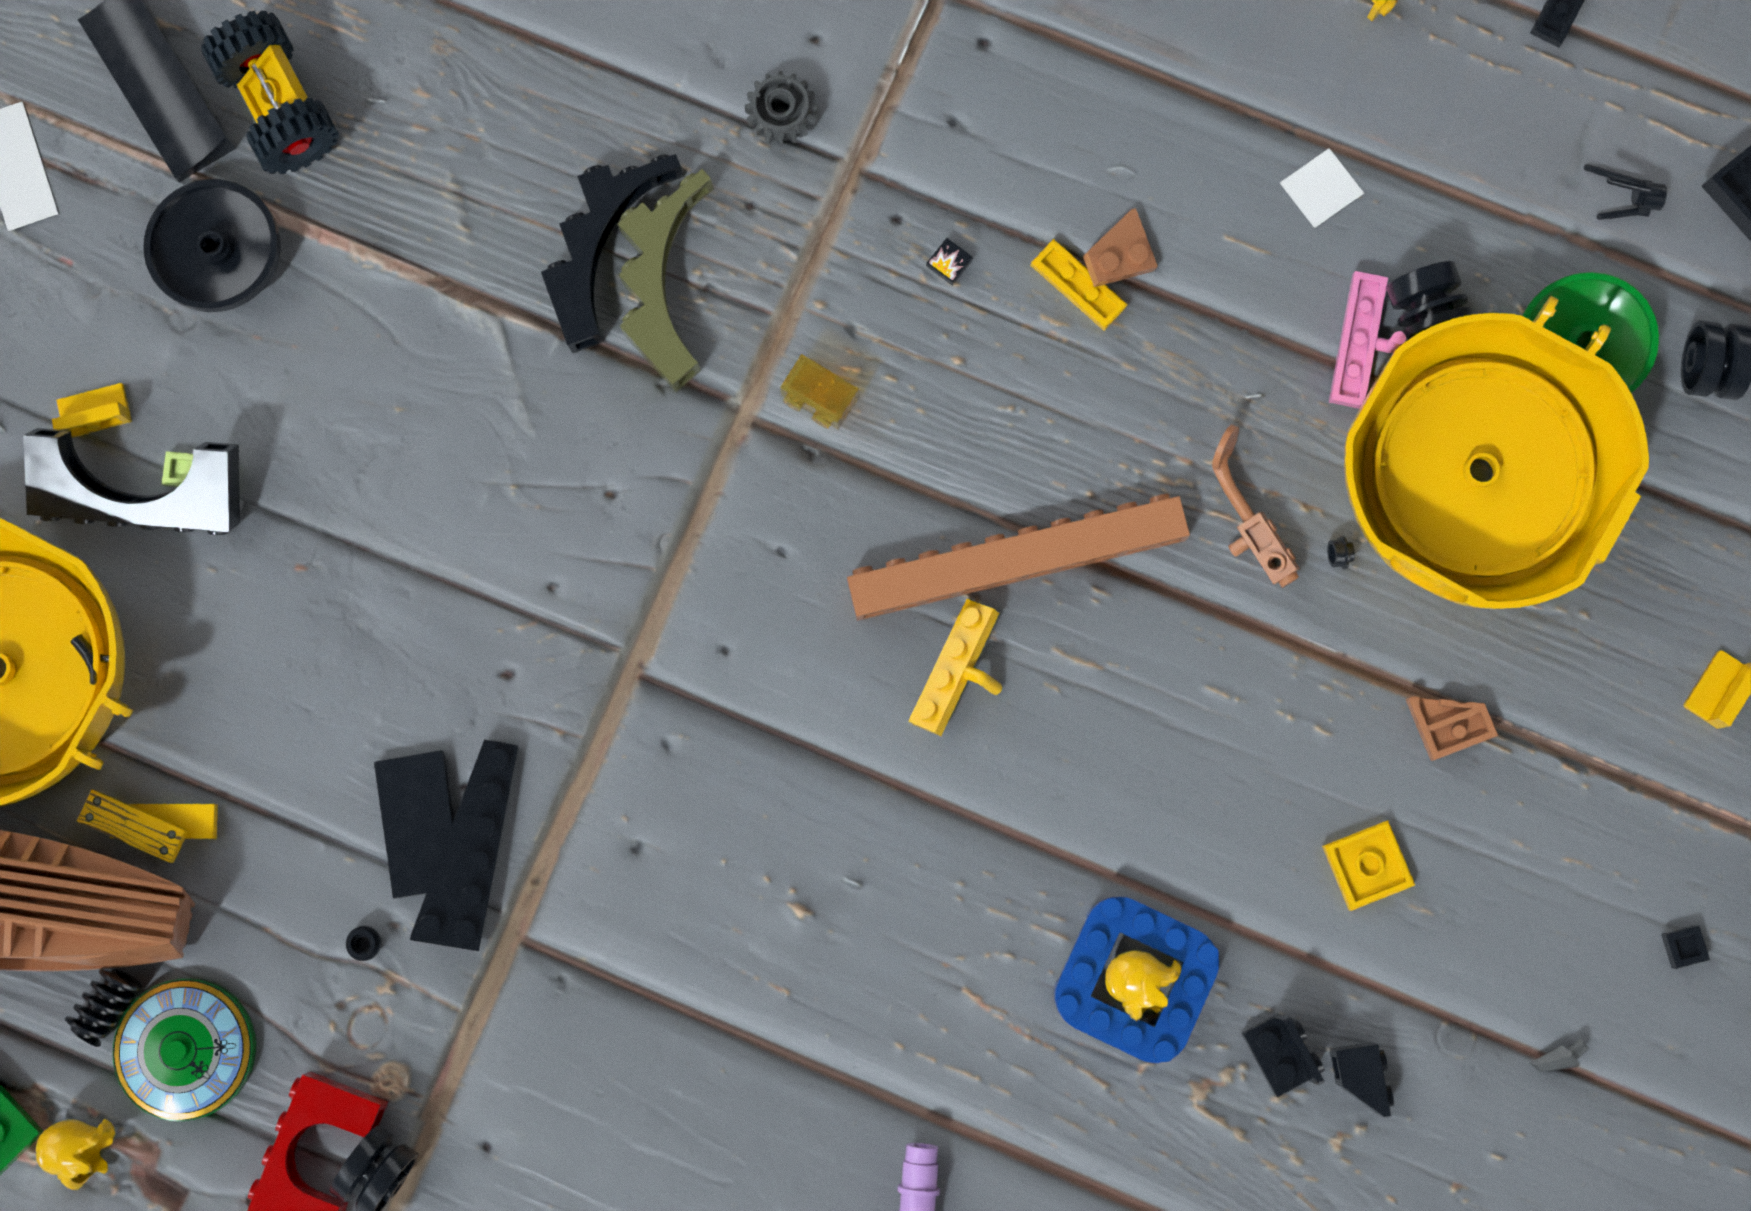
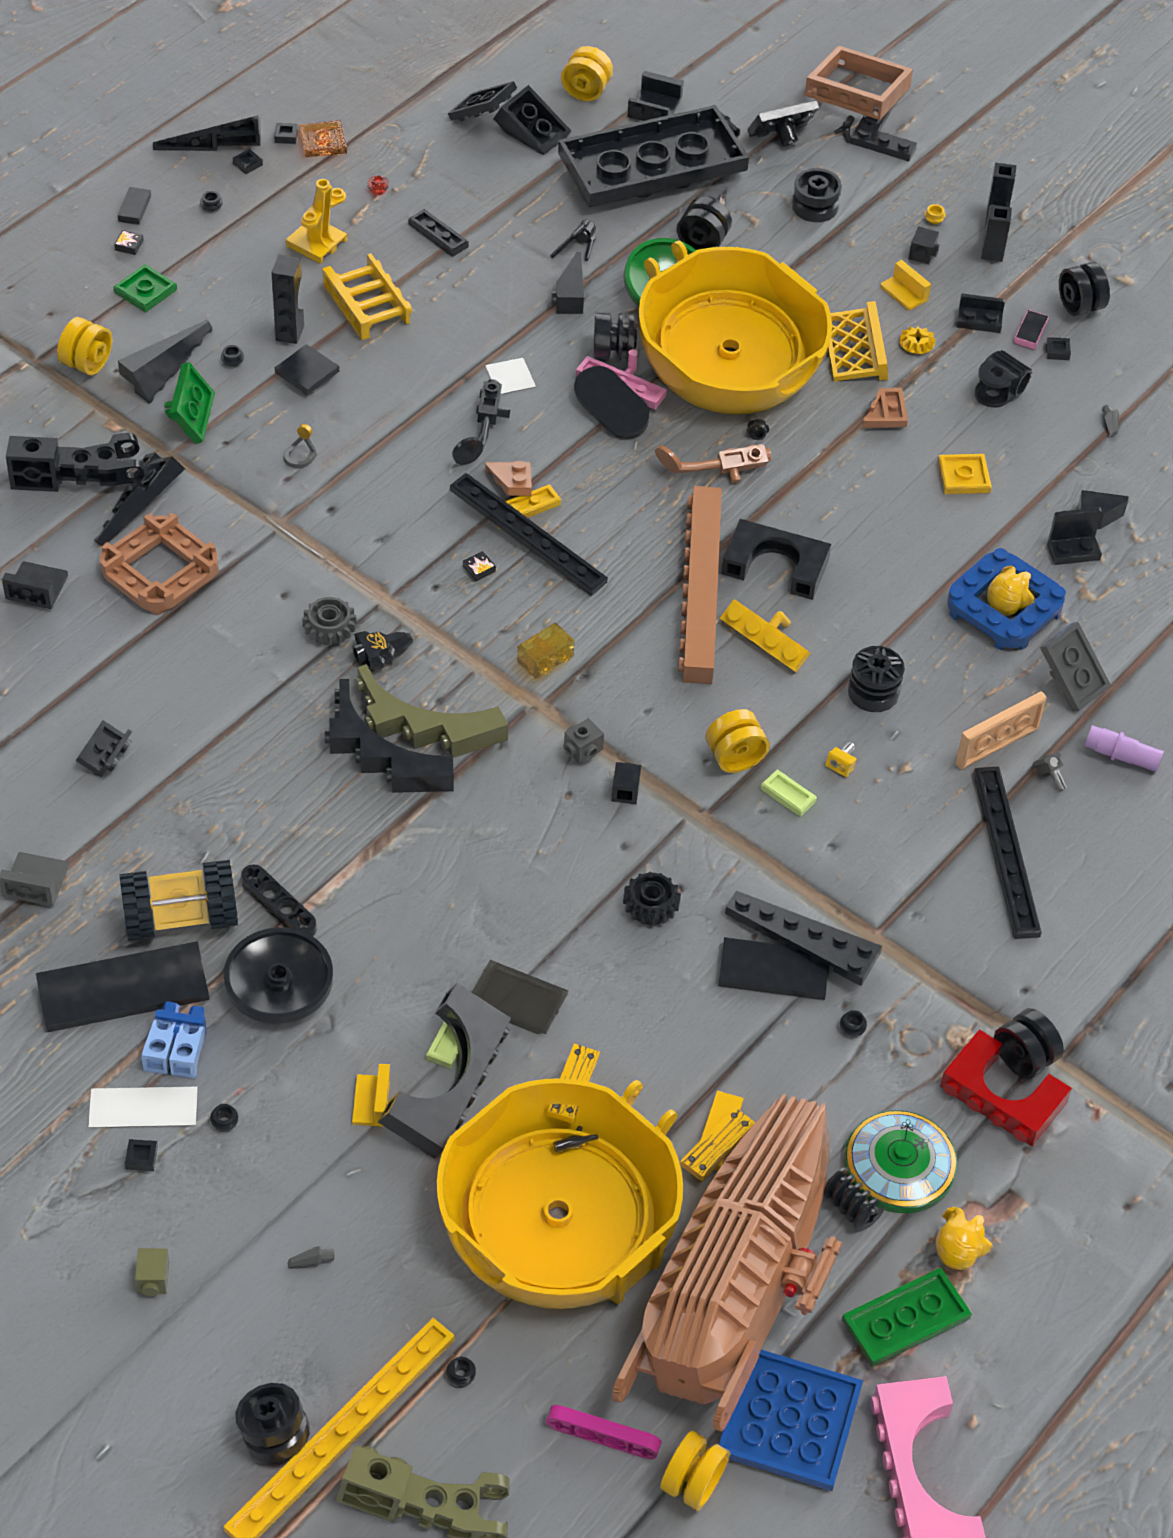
camera: 80 degrees left, 30 degrees down
(12, 251) = (221, 1111): none -> black plate
(97, 166) = (175, 1041): none -> light blue hips
(158, 633) = (579, 1066): none -> yellow tile
(281, 529) = (522, 997): none -> clear smoke piece
(327, 205) = (282, 899): none -> black beam
(454, 633) = (655, 910): none -> black gear
(642, 559) = (626, 783): none -> black brick
(693, 493) = (583, 740): none -> dark grey brick
(699, 1076) = (1007, 853): none -> black tile
(702, 769) = (788, 793): none -> yellowish green tile
(740, 680) = (737, 741): none -> yellow wheel
(760, 184) = (378, 647): none -> black rock
(774, 820) = (841, 760): none -> yellow piece
(853, 1104) = (1051, 764): none -> piece
(879, 1027) = (1000, 730): none -> light nougat tile
(916, 813) = (876, 678): none -> black wheel
(1023, 304) = (528, 534): none -> black tile
(1026, 1104) = (1075, 666): none -> dark grey plate
(1120, 602) = (757, 539): none -> black arch
(1224, 180) = (471, 448): none -> black piece
(1310, 338) = (611, 402): none -> black tile
(1521, 211) = (569, 288): none -> black slope
(1583, 673) = (874, 344): none -> yellow fence
(1586, 877) = (1004, 375): none -> black piece
(1611, 747) = (910, 344): none -> yellow gear
(1709, 814) = (980, 313): none -> black bracket
(1710, 897) = (1031, 329): none -> black tile

